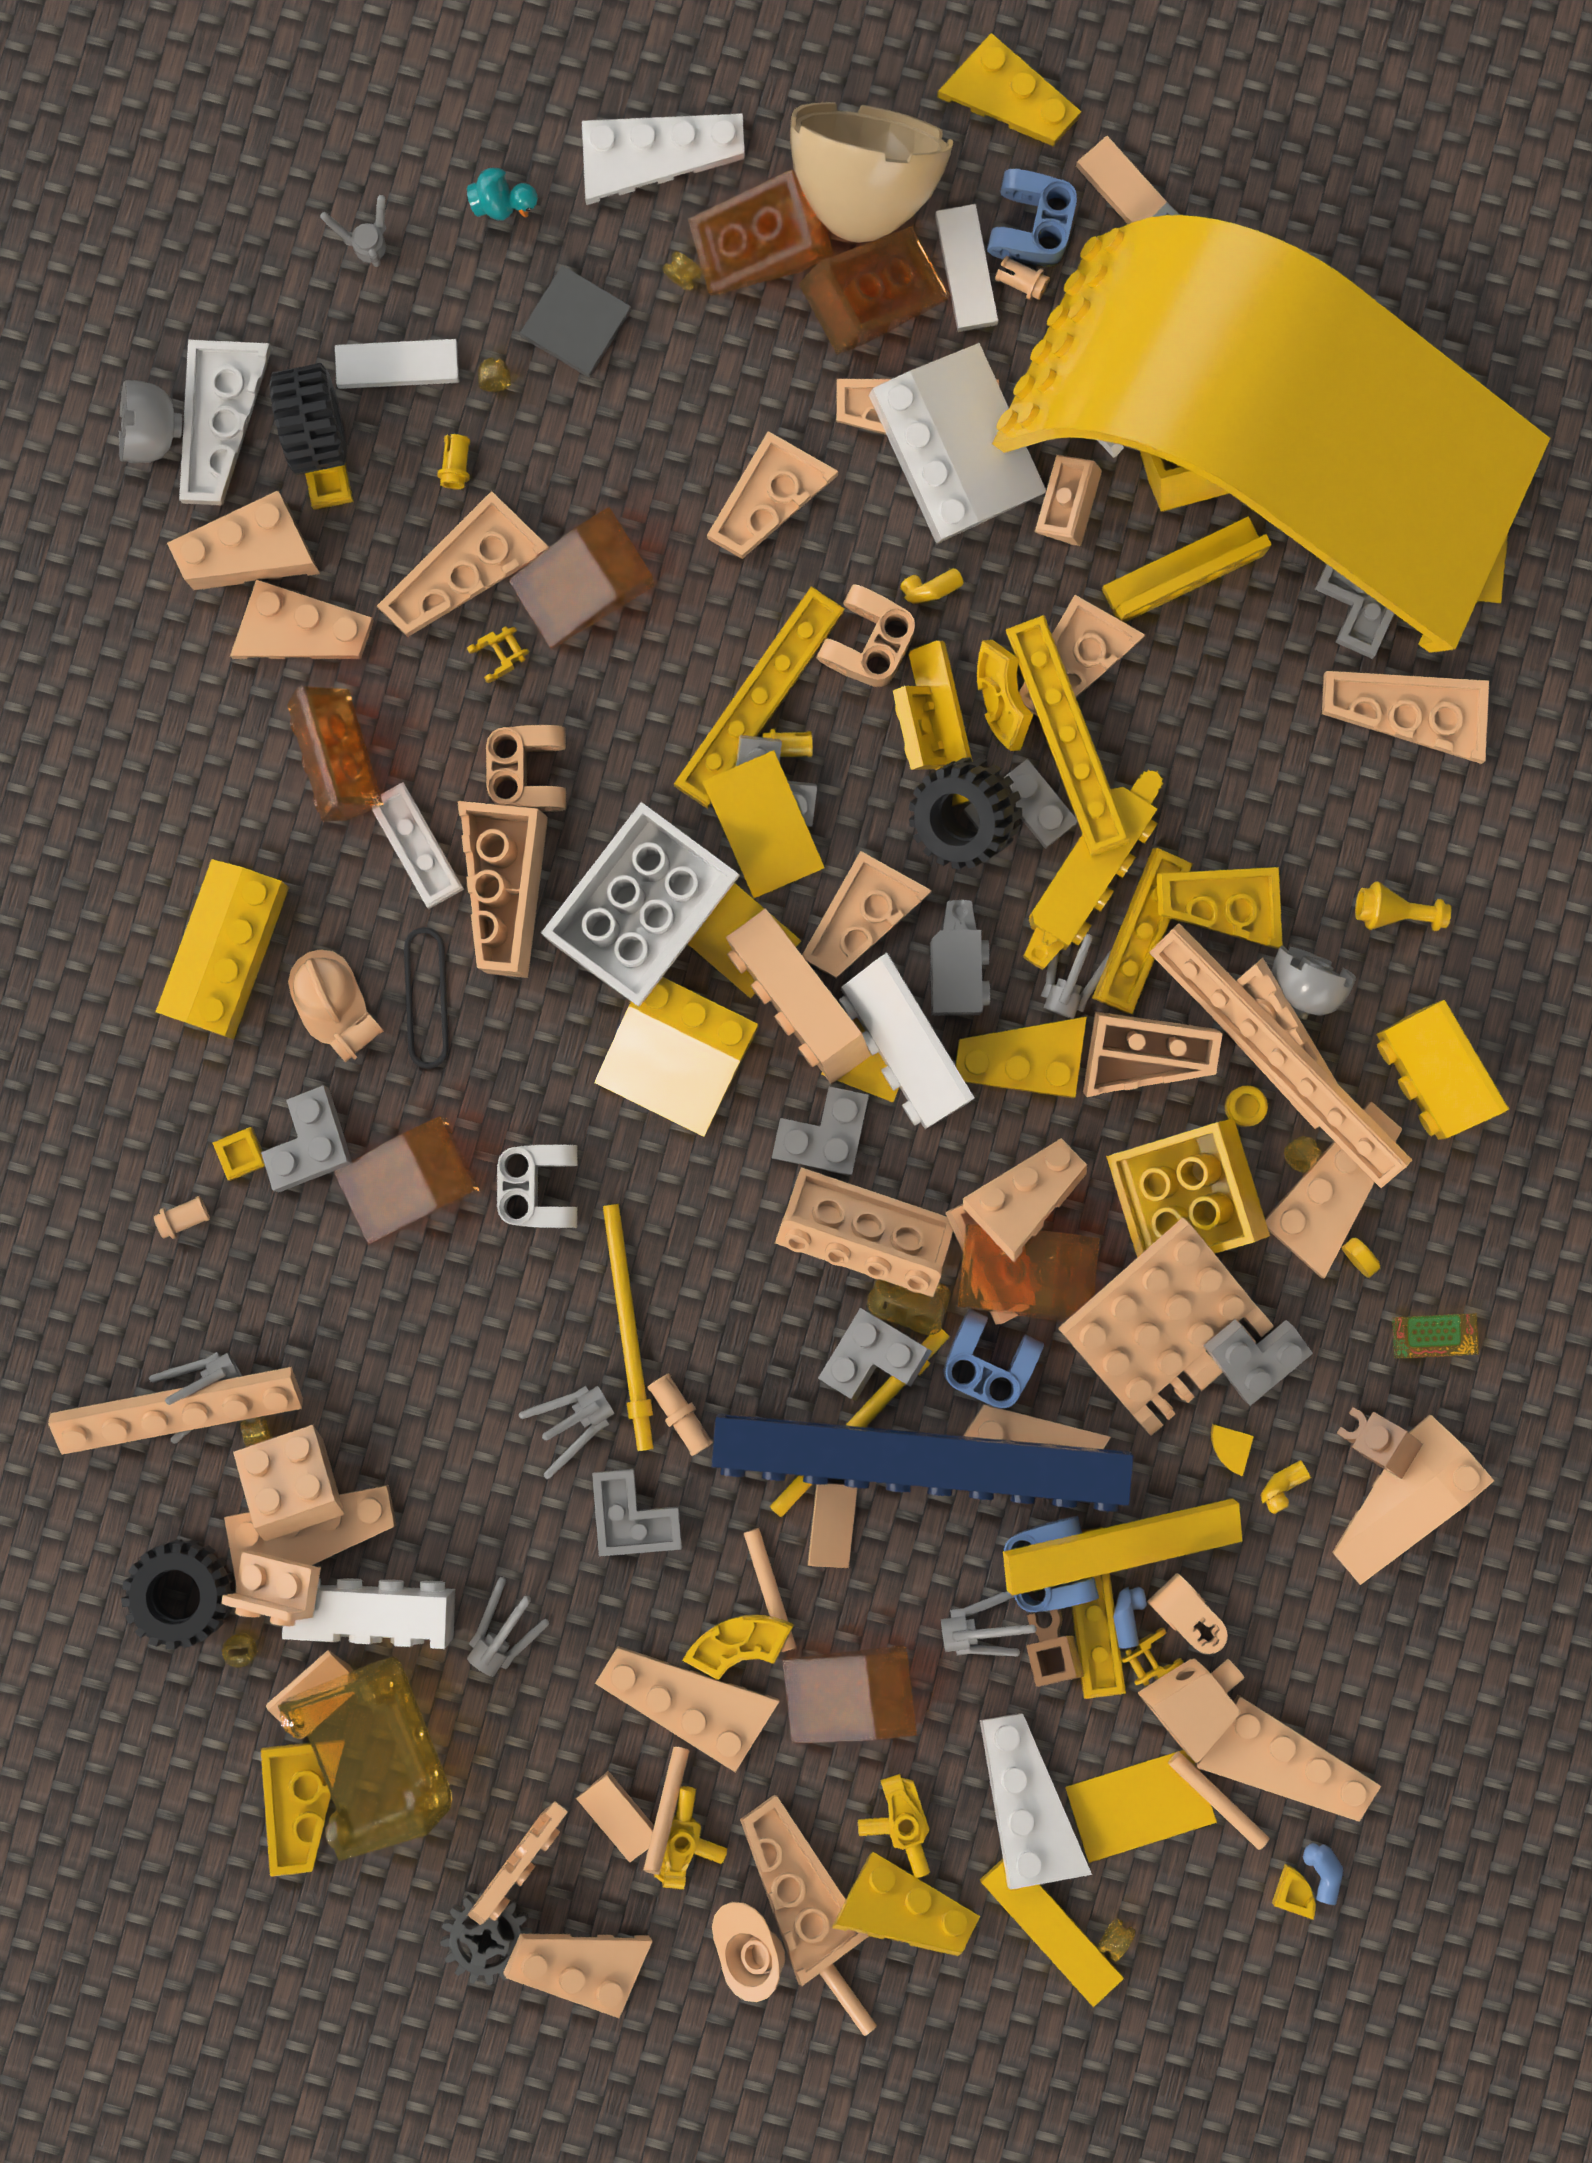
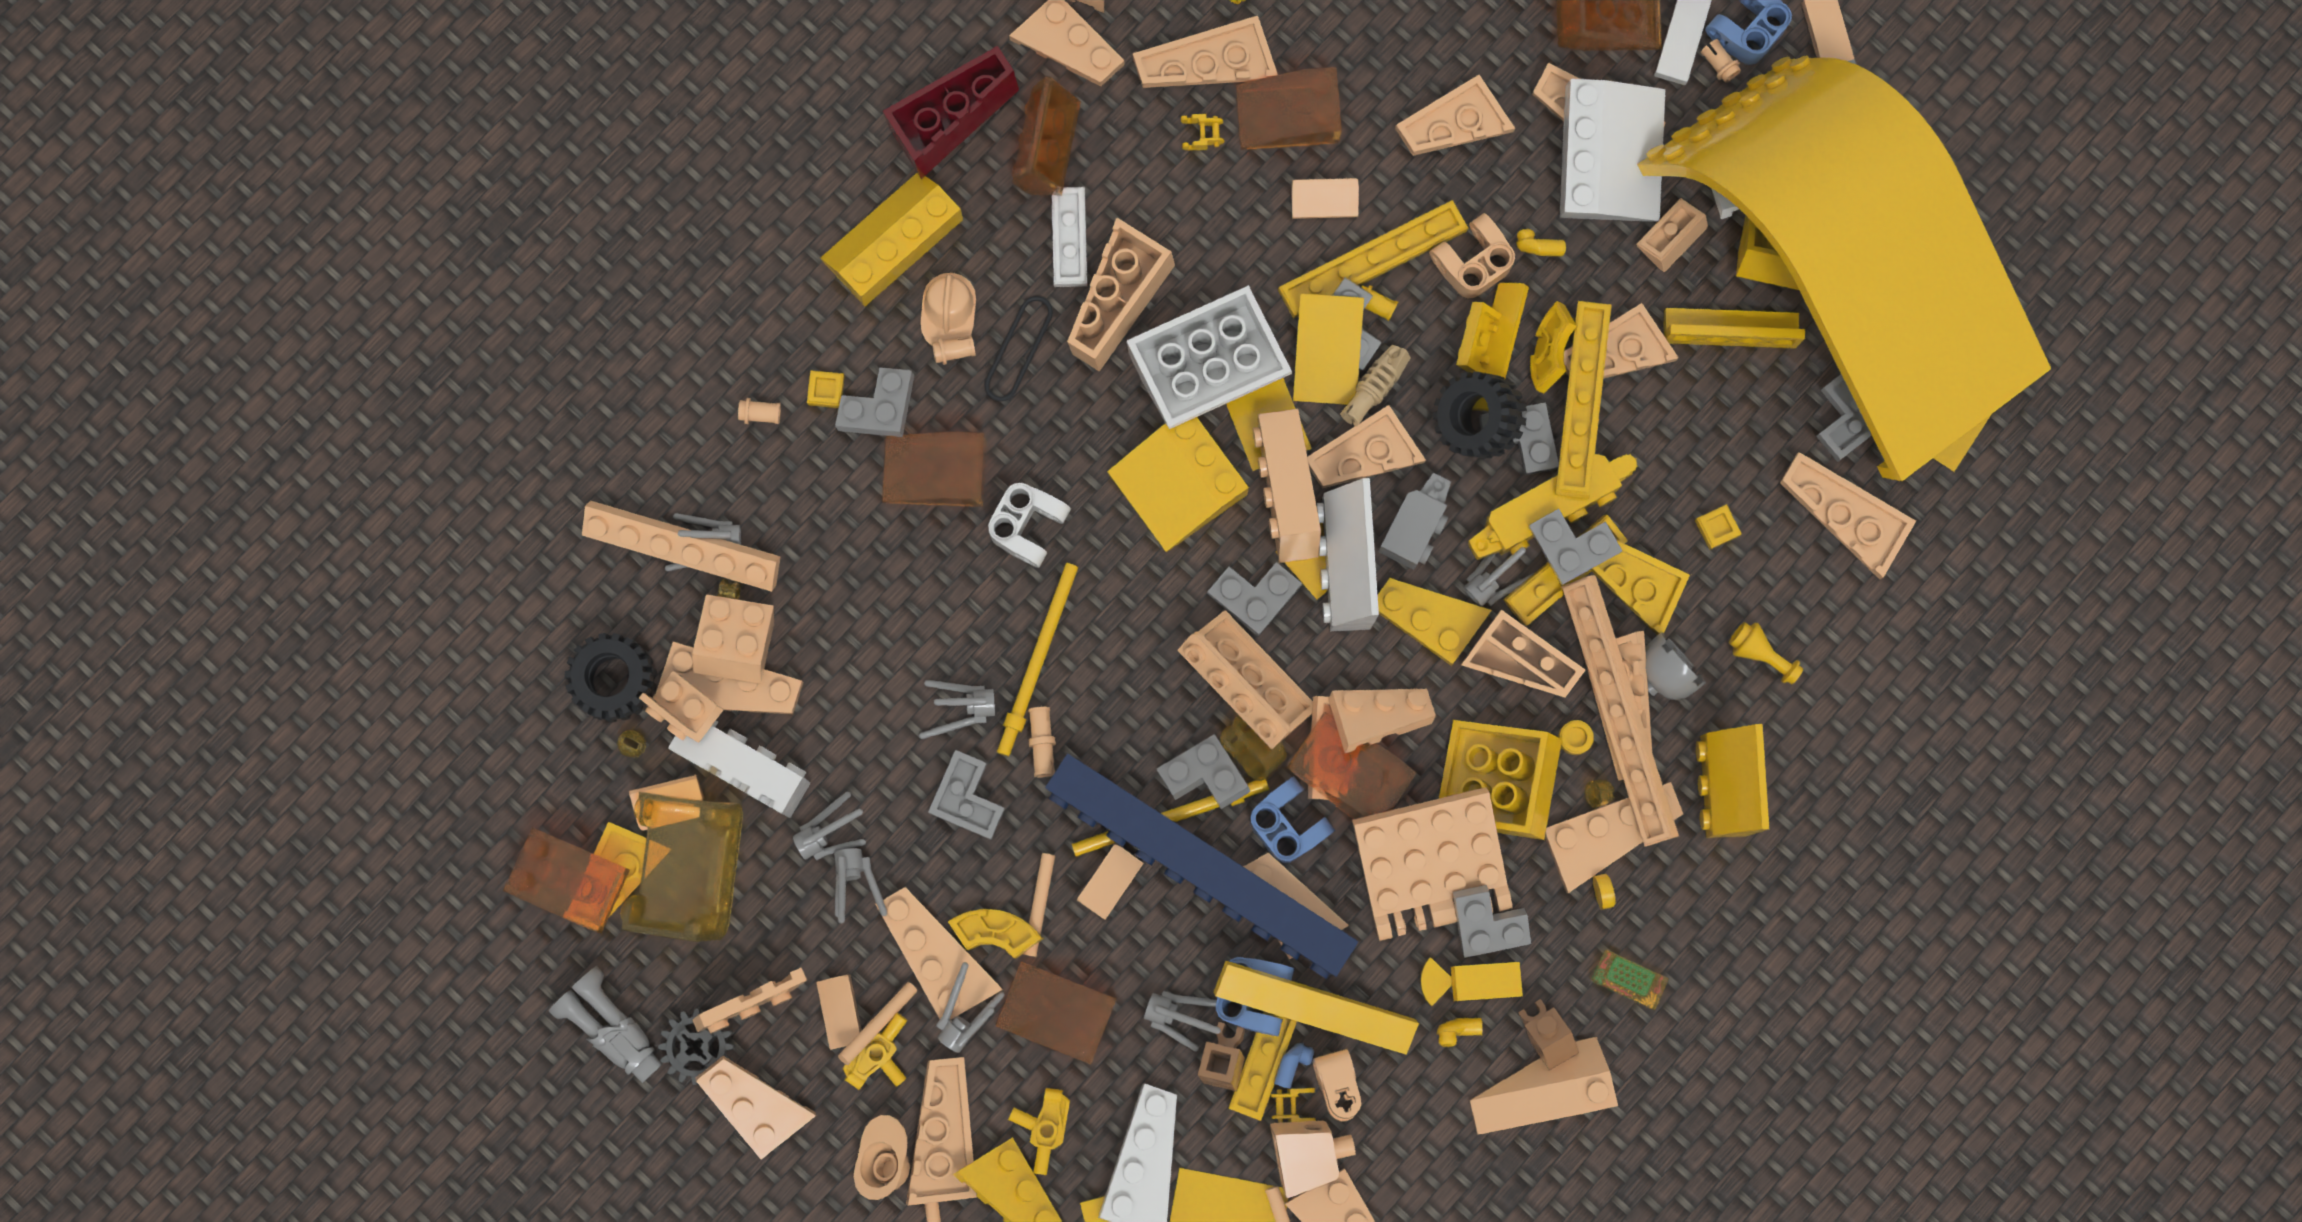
camera: 30 degrees right, 5 degrees down
(210, 774) = (950, 109): none -> dark red wedge
(250, 1839) = (566, 880): none -> clear orange slope
(399, 1972) = (620, 1041): none -> light grey piece
(528, 739) = (1169, 218): light nougat piece -> none
(545, 1659) = (848, 867): none -> light grey plant
(672, 657) = (1325, 198): none -> light nougat slope
(757, 1771) = (958, 1031): none -> light grey plant
(834, 834) = (1376, 383): none -> tan hinge
(1140, 916) = (1572, 555): none -> light grey plate
(1280, 797) = (1718, 527): none -> yellow tile
(1286, 1419) = (1486, 981): none -> yellow tile

